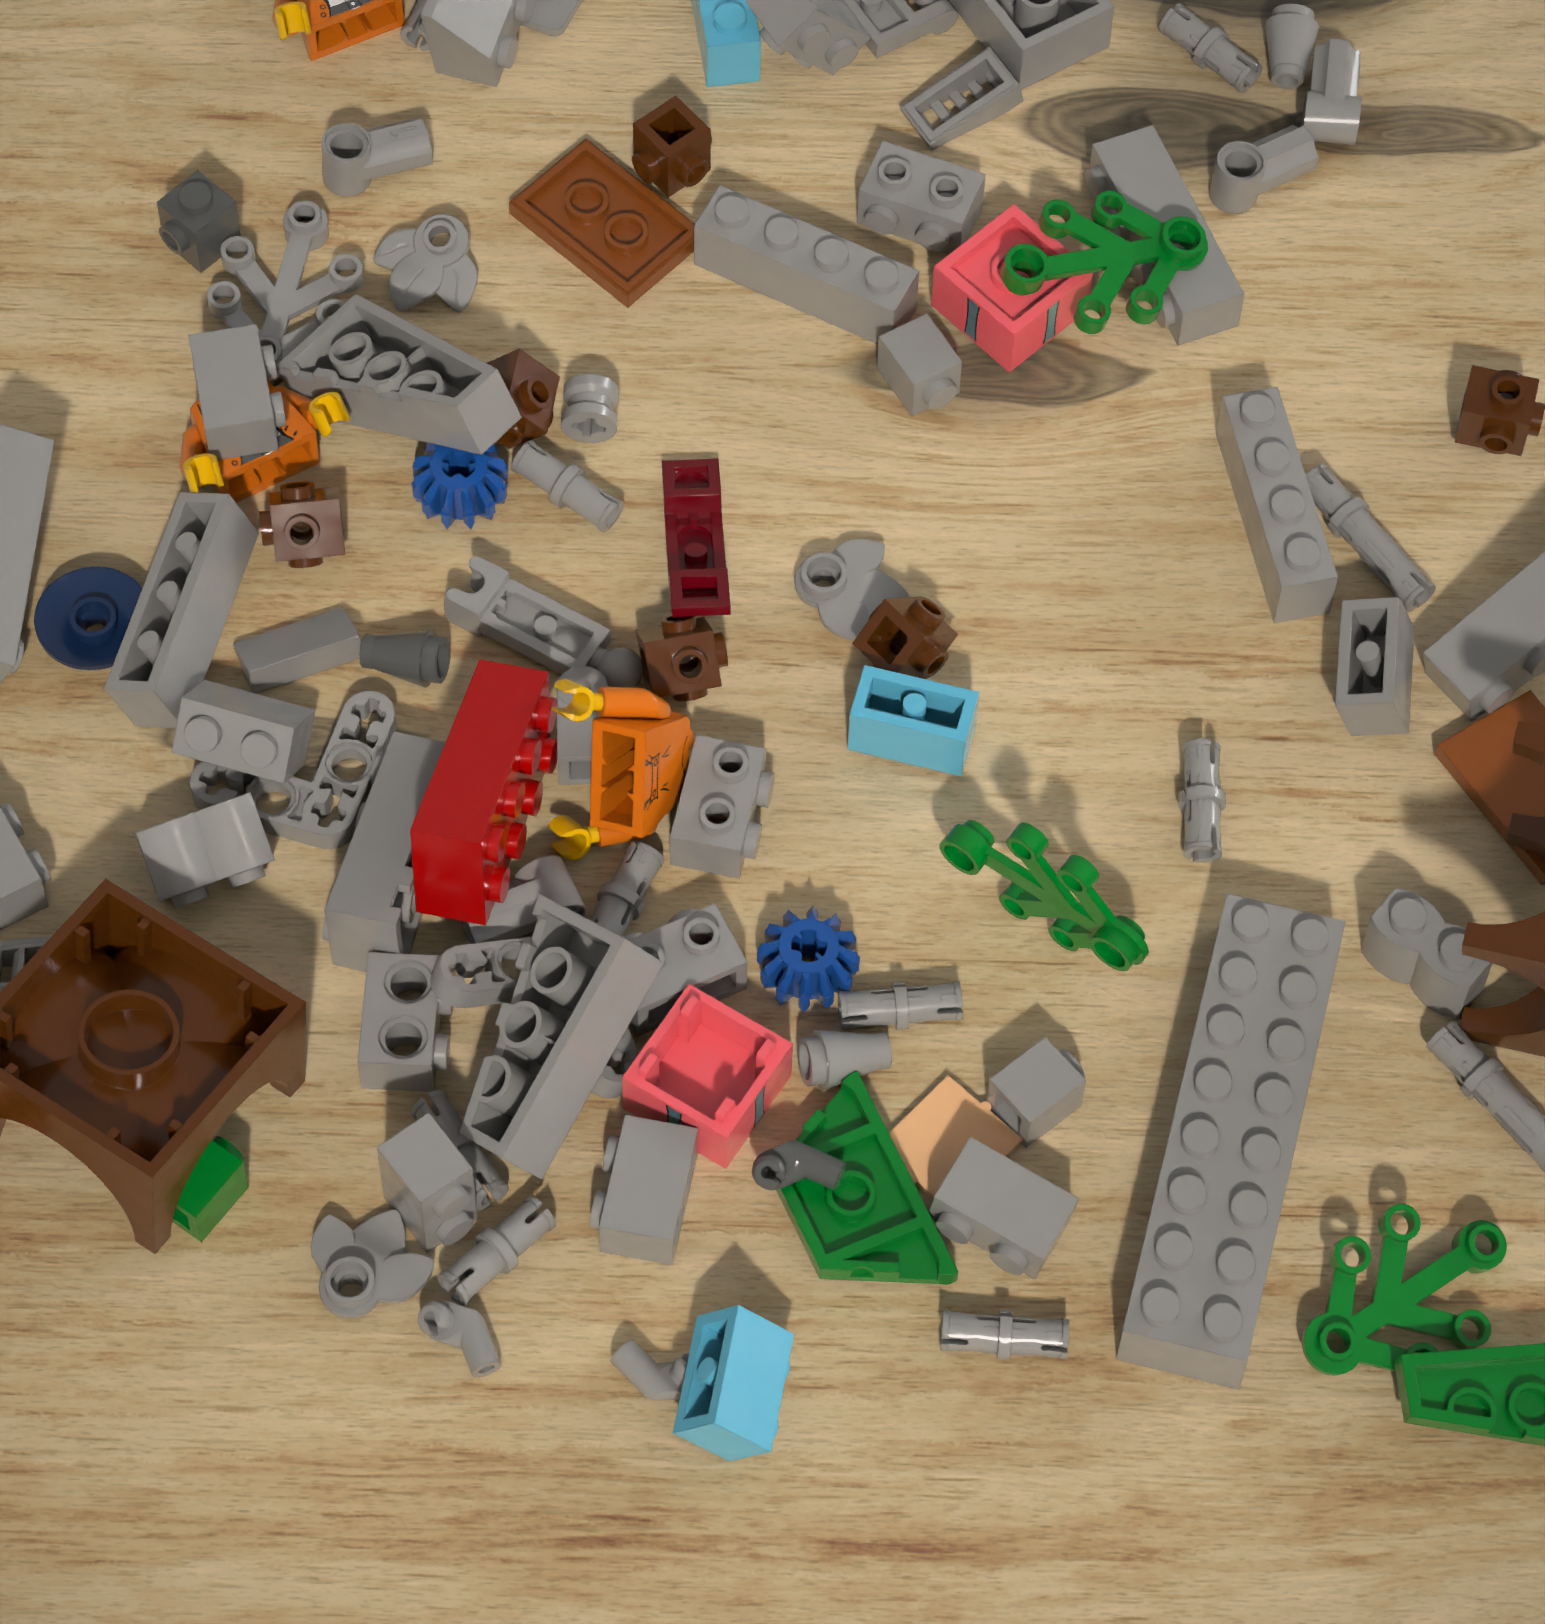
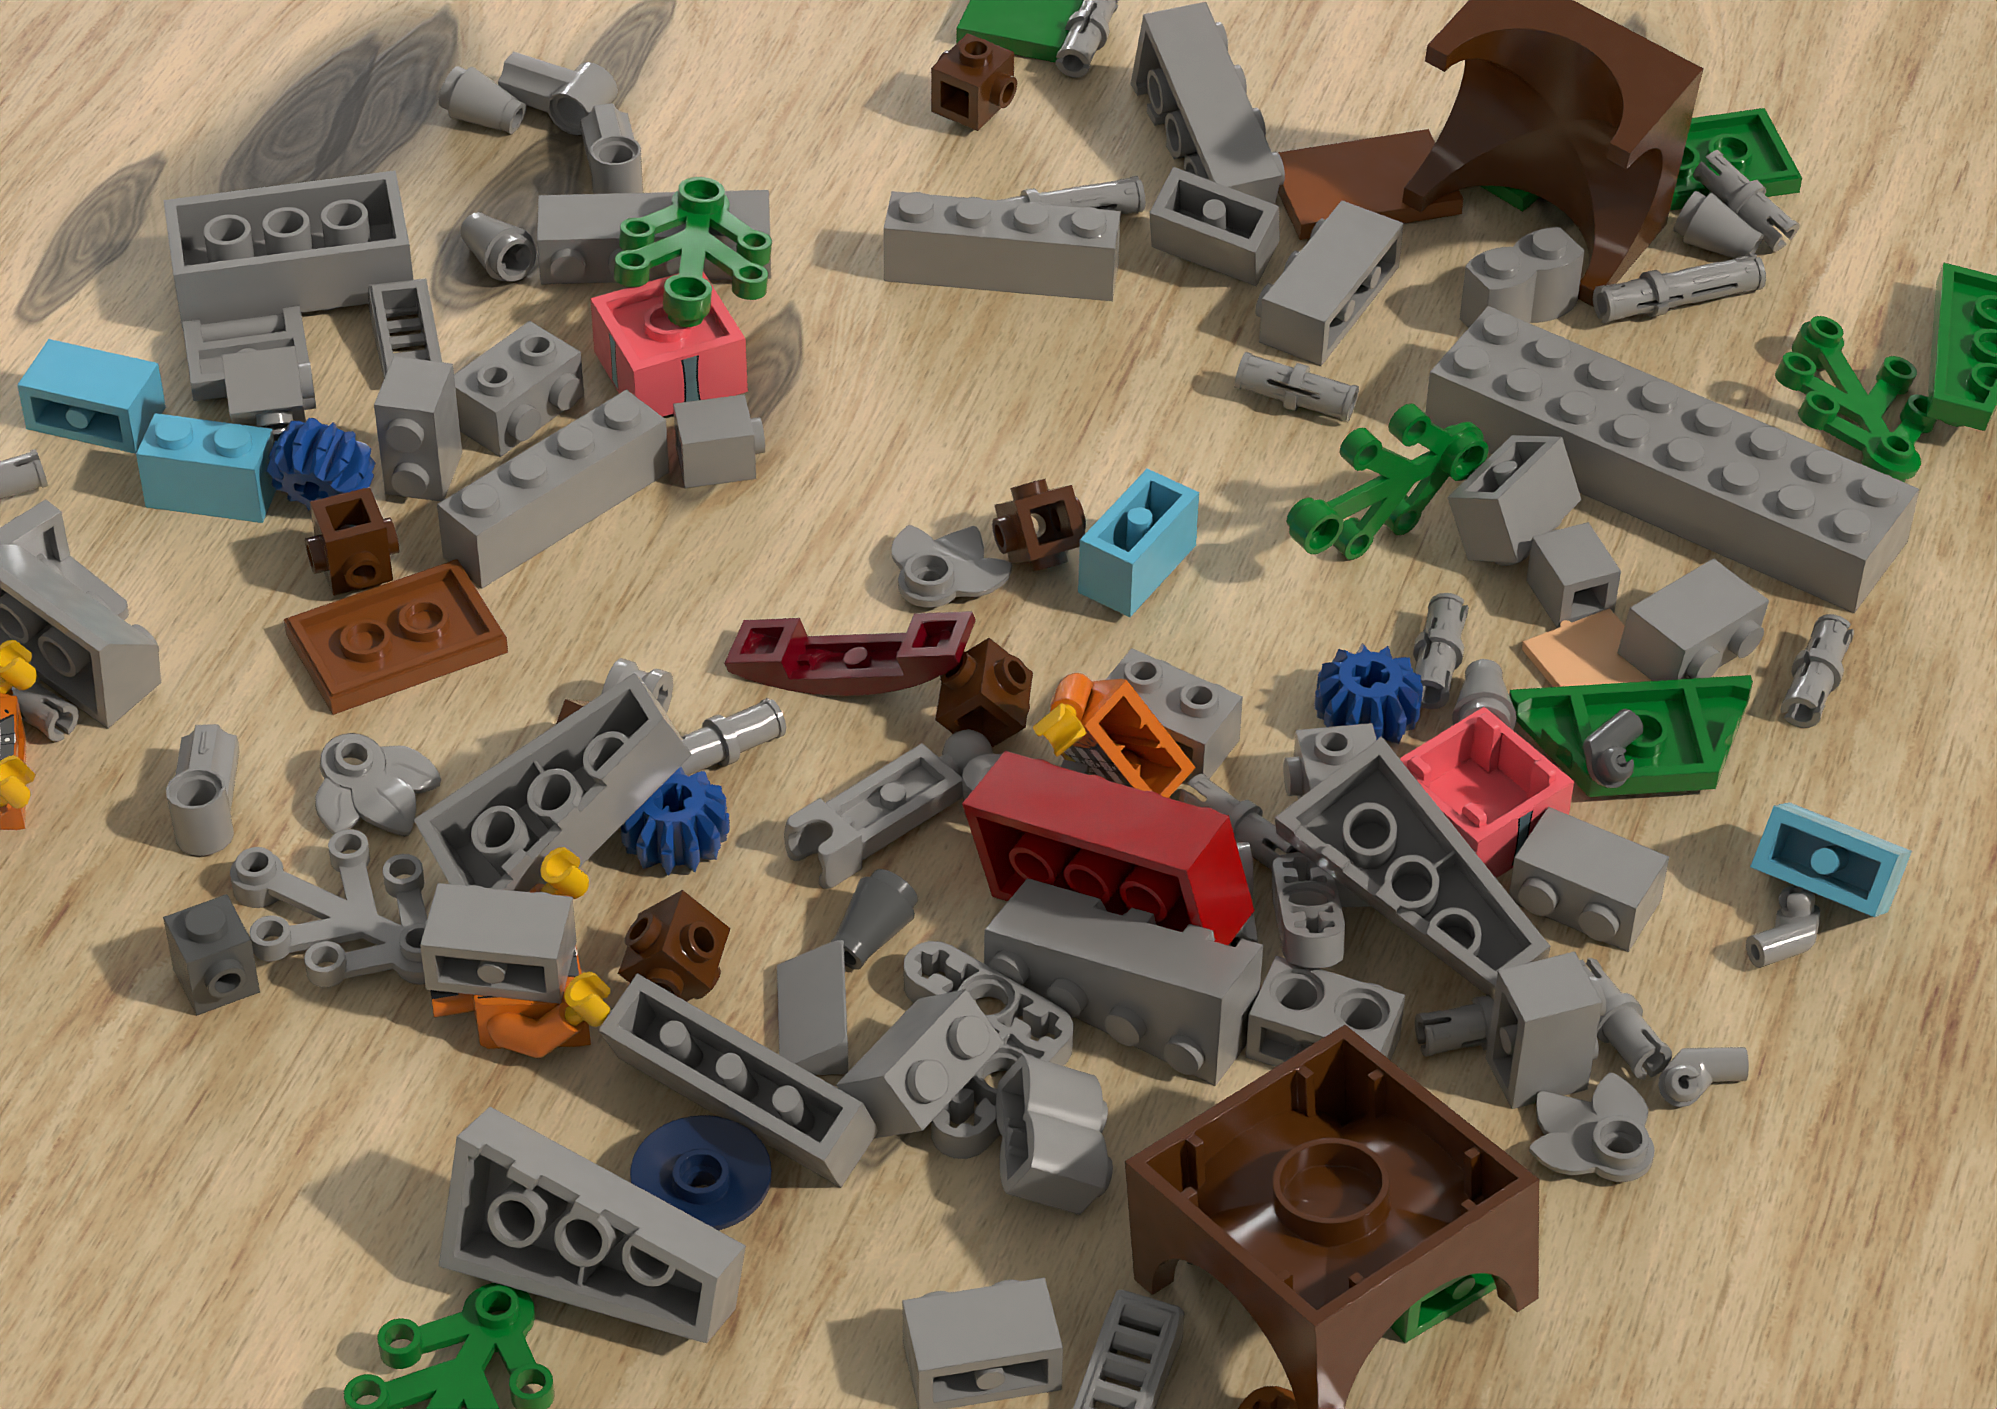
camera: 70 degrees left, 15 degrees down
(748, 93) = (319, 462): none -> blue gear
(812, 142) = (418, 428): none -> light grey brick
(1101, 121) = (499, 246): none -> light grey cone
(1103, 1013) = (1513, 497): none -> light grey brick
(1210, 48) = (448, 155): light grey pin -> none
(1359, 789) = (1329, 282): none -> light grey brick

